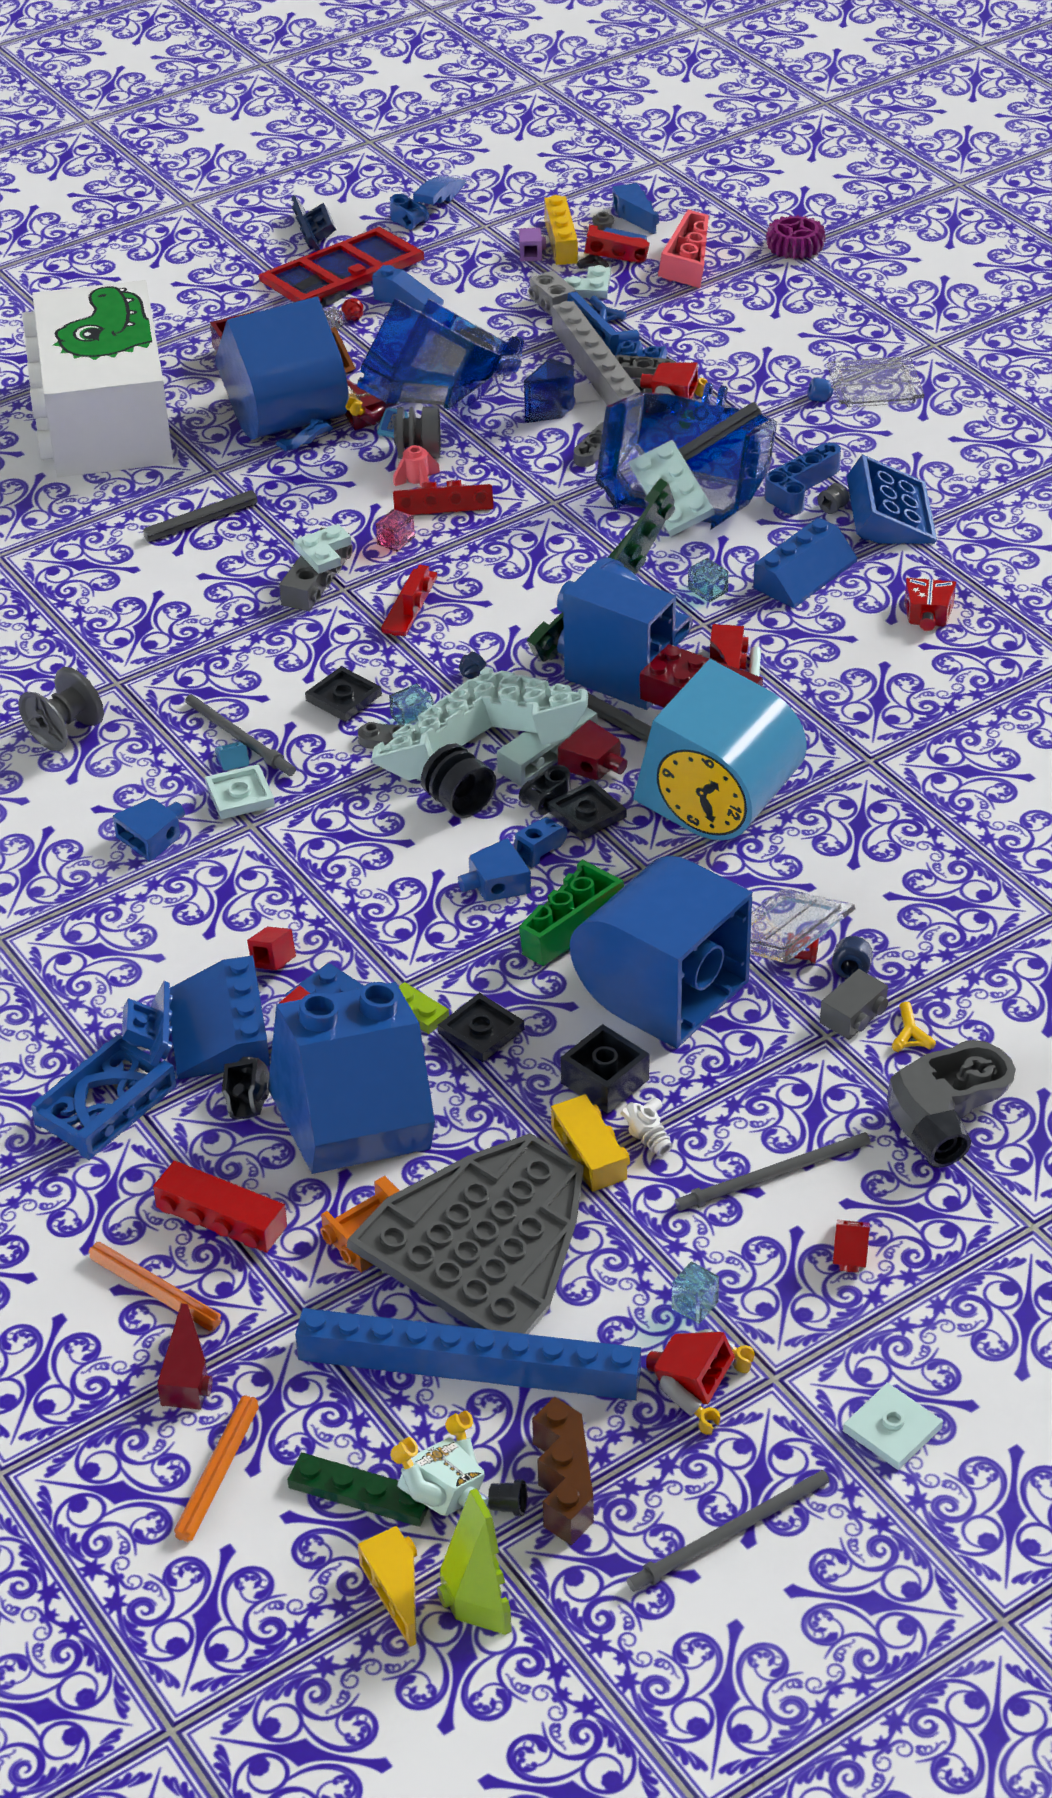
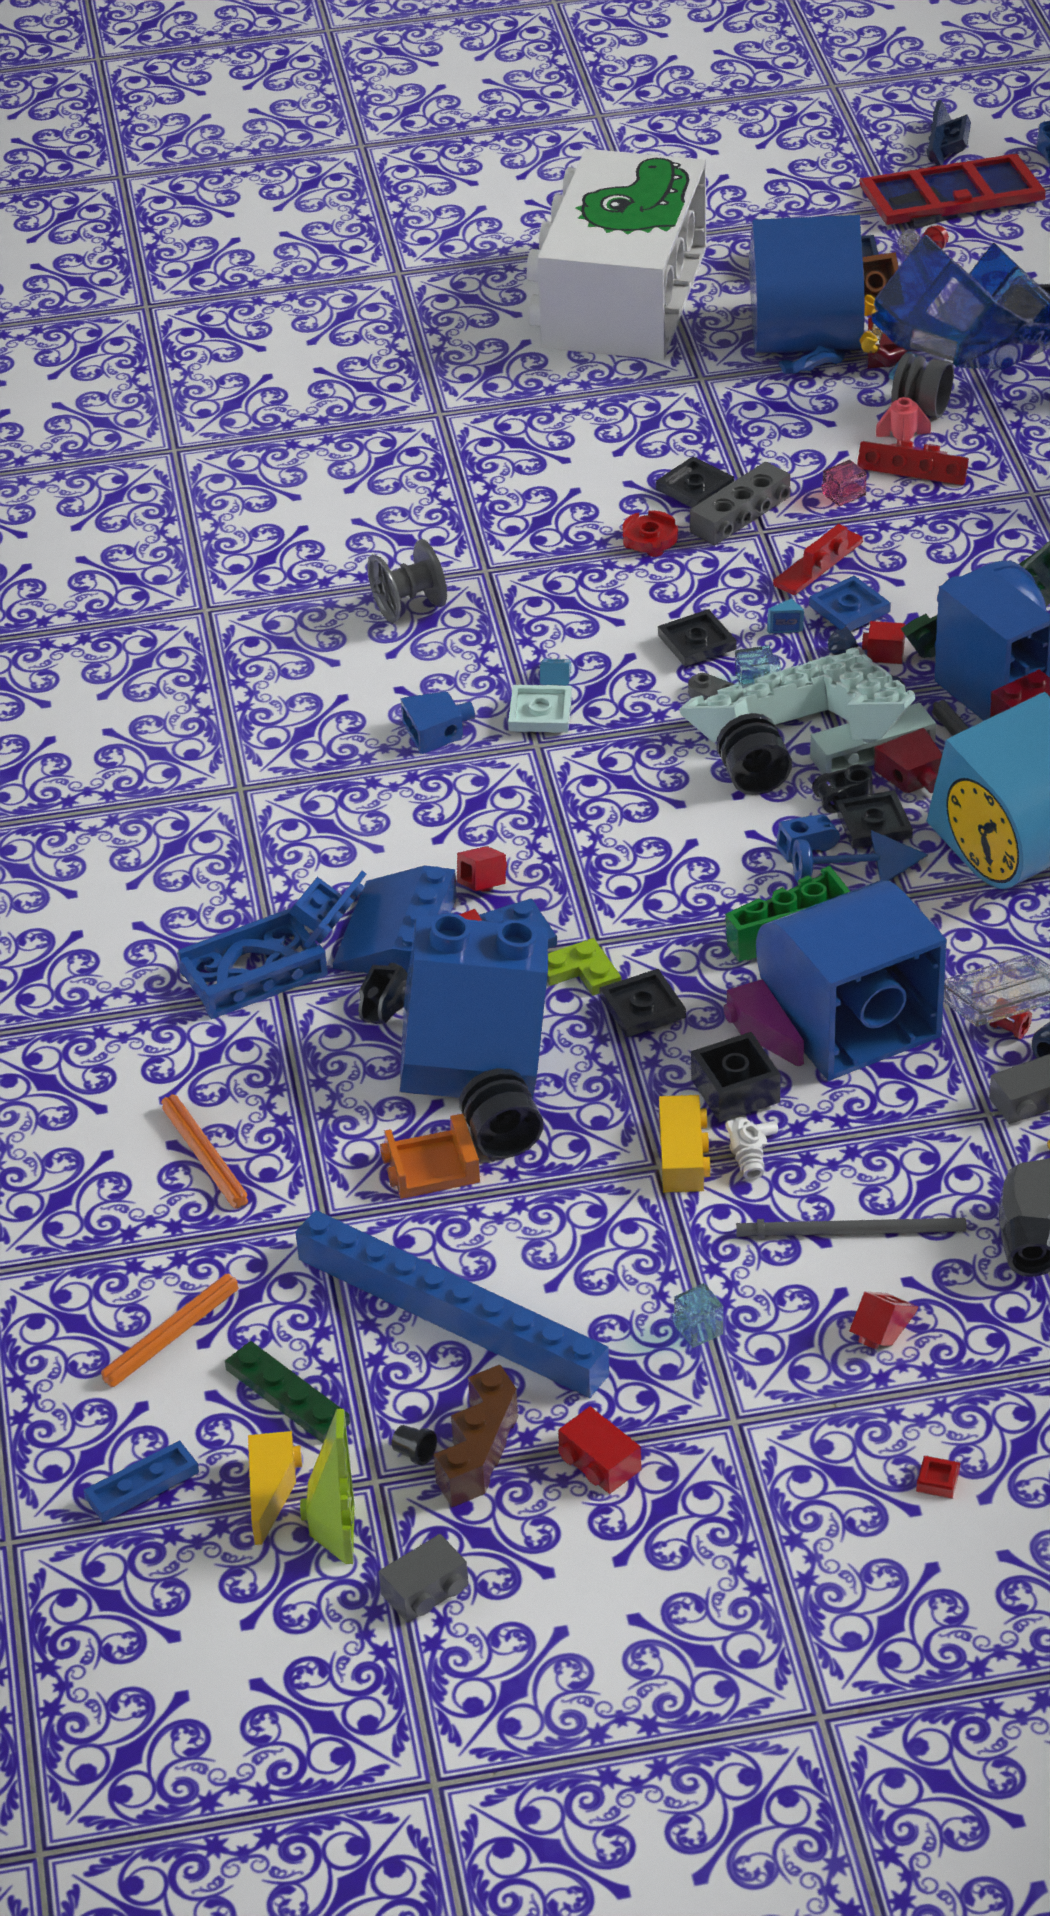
camera: 25 degrees right, 0 degrees up
(184, 1369) = (186, 1234): dark red slope -> none
(200, 516) = (658, 420): dark grey axle -> none
(220, 1206) = (298, 1096): red brick -> none
(239, 619) = (650, 532): none -> red plate
(264, 561) = (693, 481): none -> black plate
(271, 757) = (590, 682): dark grey bar -> none
(272, 1624) = (141, 1481): none -> blue plate
(320, 547) = (748, 480): light aqua plate -> none
(395, 283) = (998, 225): blue slope -> none
(412, 657) = (785, 617): none -> slope
(413, 1155) = (501, 1113): none -> black wheel
(442, 1472) = (369, 1397): light aqua torso -> none
(458, 631) = (849, 604): none -> blue plate
(481, 1233) = (527, 1196): dark grey piece -> none
(497, 873) = (744, 856): blue torso -> none
(509, 655) = (884, 642): none -> red brick
(588, 1007) = (757, 1011): none -> magenta slope
(591, 1622) = (423, 1578): none -> dark grey brick
(619, 836) = (889, 854): none -> blue piece
(653, 1572) = (602, 1543): dark grey bar -> none
(678, 1445) = (599, 1450): none -> red brick
(694, 1368) = (654, 1383): red torso -> none
(892, 1426) = (821, 1502): light aqua plate -> none
(975, 1368) = (938, 1477): none -> red tile

